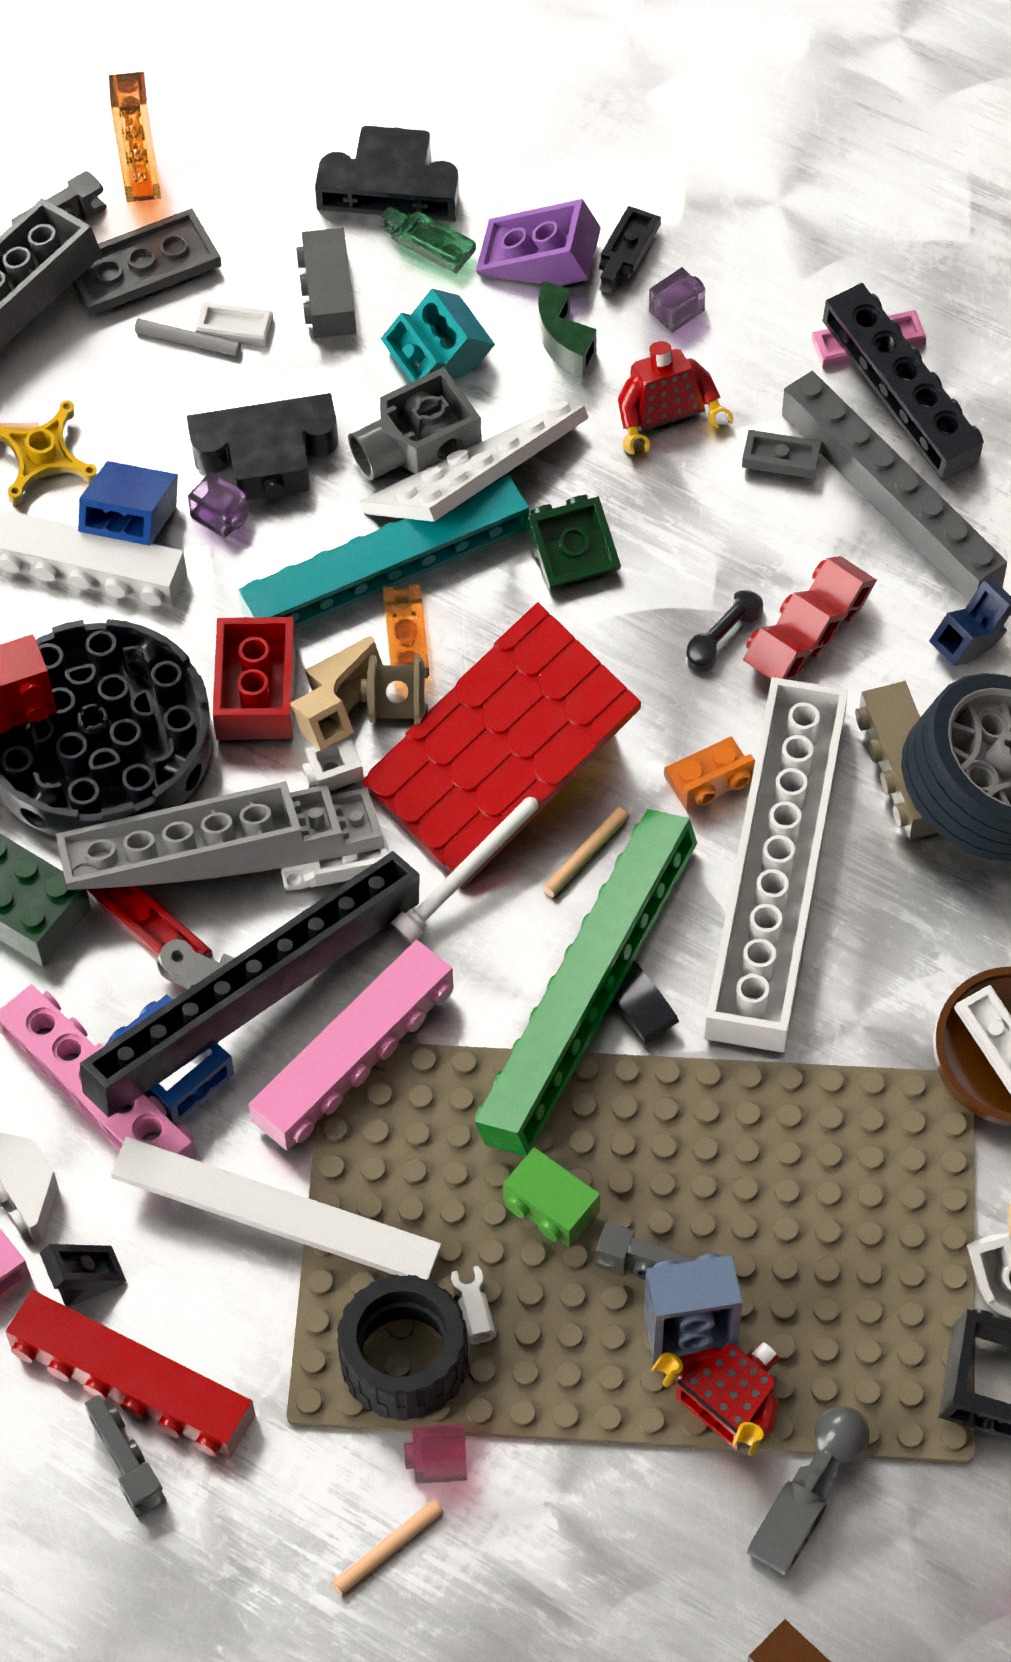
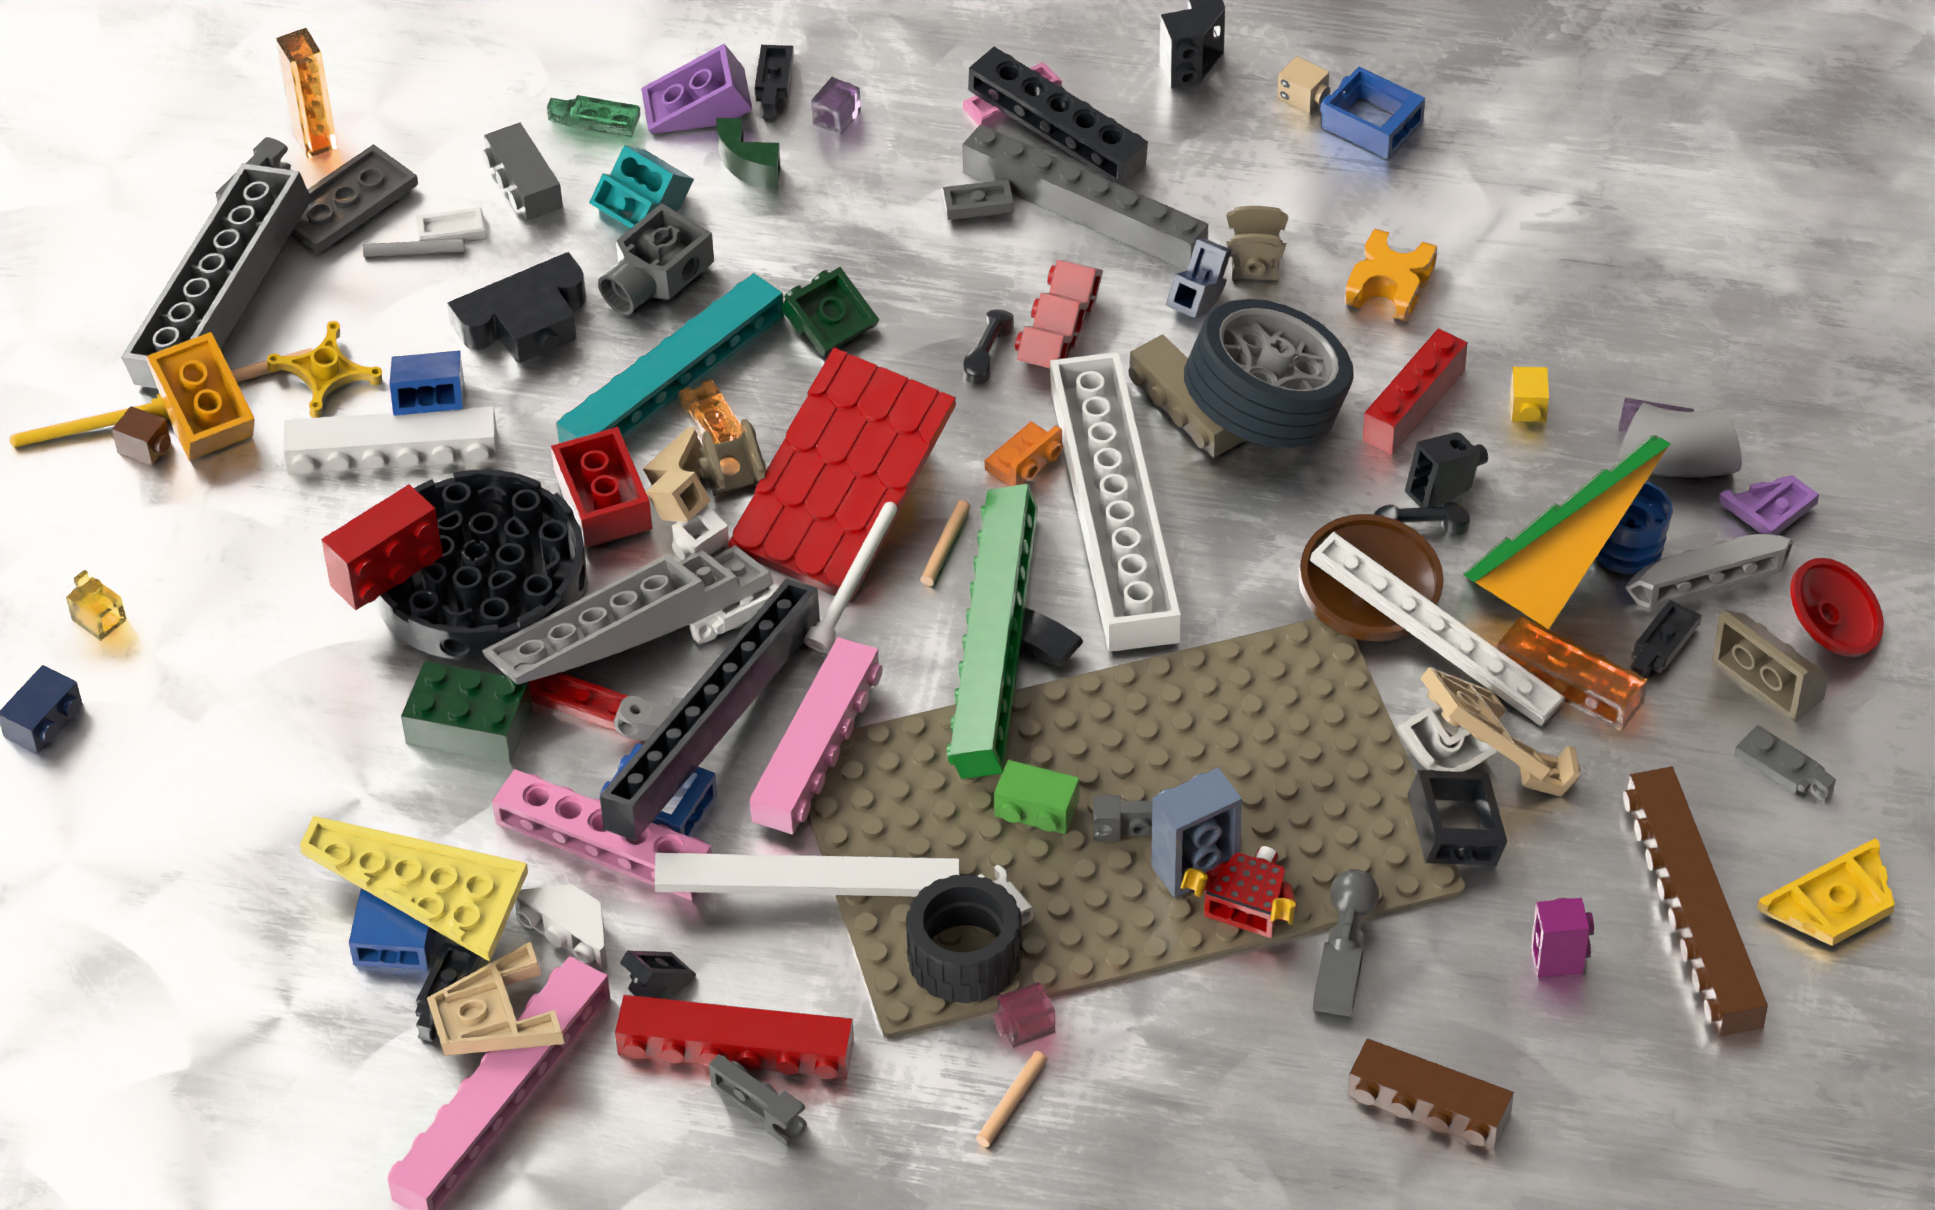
camera: 20 degrees left, 10 degrees down
(218, 505) = (505, 367): clear purple brick -> none
(391, 171) = (536, 70): black brick -> none
(468, 471) = (718, 280): white wing -> none
(665, 391) = (858, 175): red torso -> none

